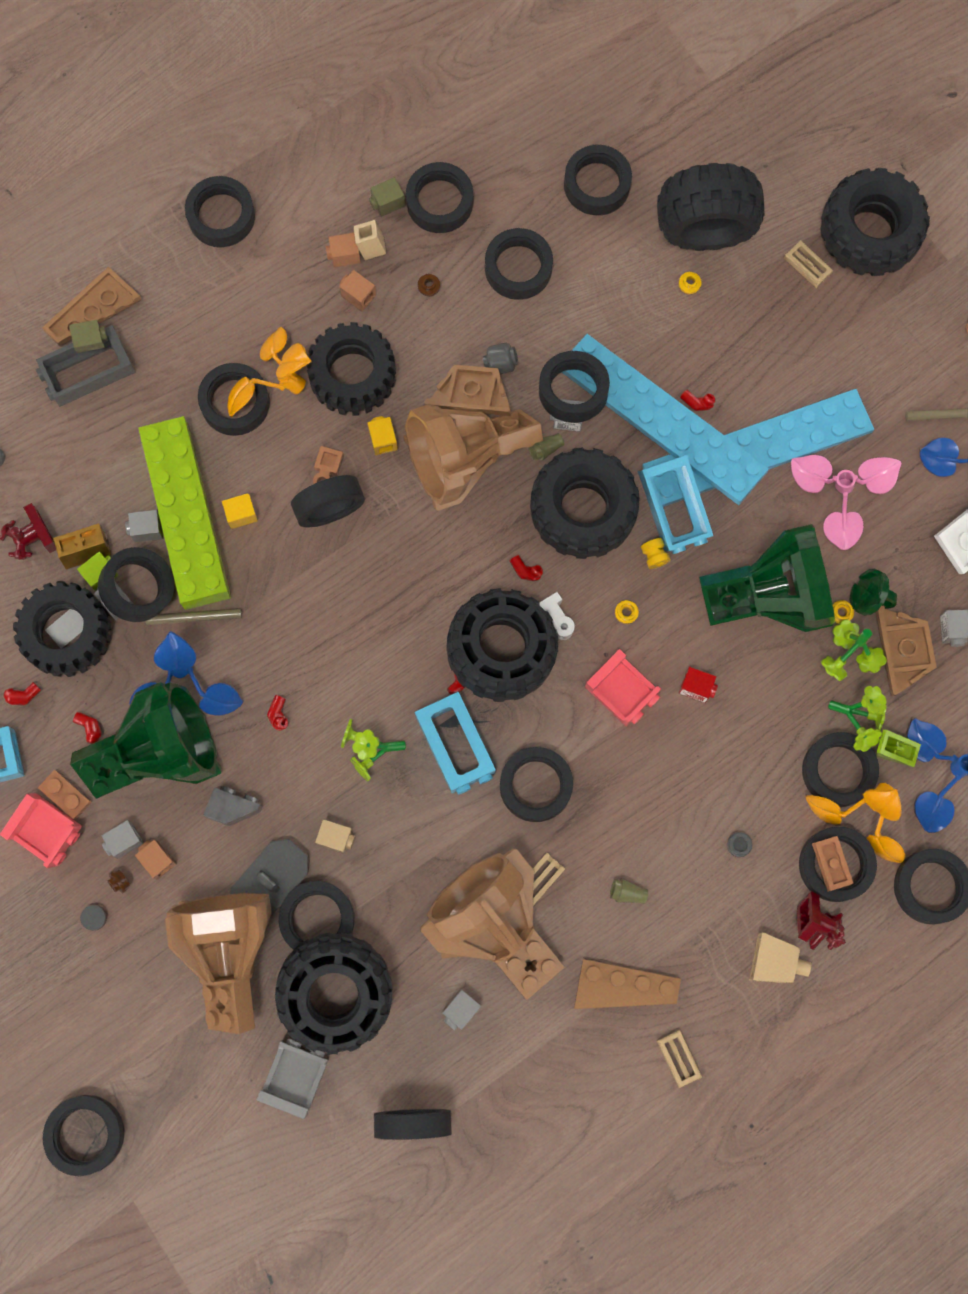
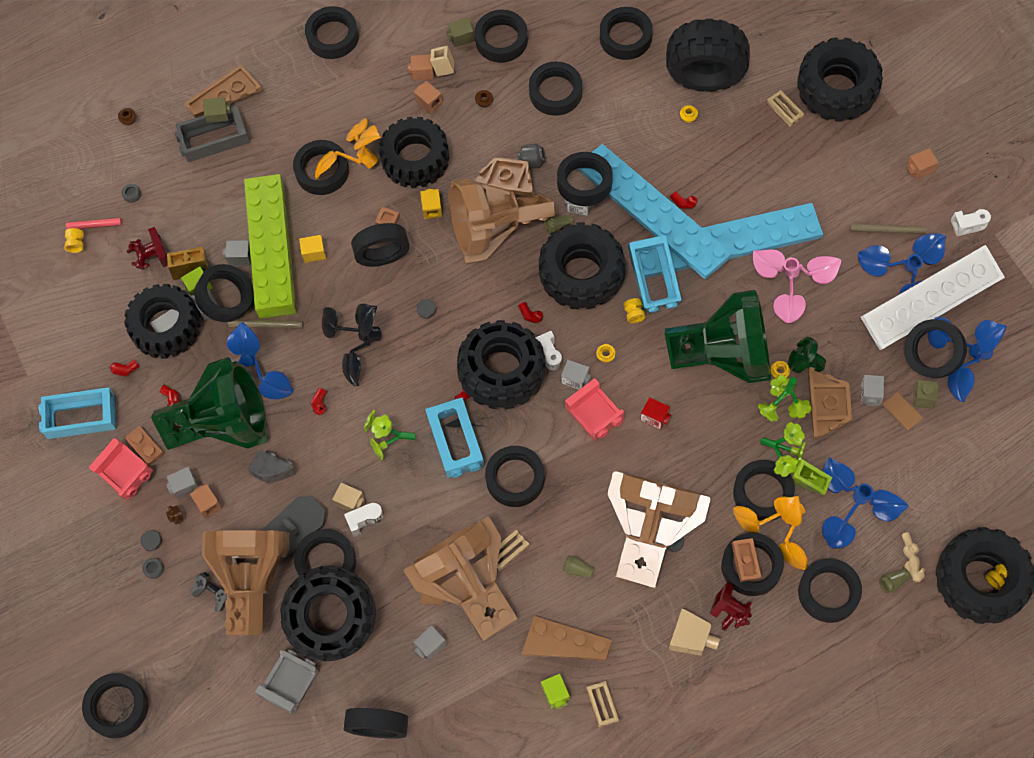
camera: 15 degrees right, 10 degrees down
(101, 952) = (153, 568): none -> dark grey tile
(169, 964) = (203, 582): none -> dark grey piece
(328, 615) = (364, 318): none -> black plant
(355, 857) = (363, 516): none -> white leg
(395, 576) = (426, 309): none -> dark grey tile
(594, 646) = (575, 375): none -> light grey brick
(622, 1052) = (555, 691): none -> lime brick
(718, 836) = (648, 532): none -> plate

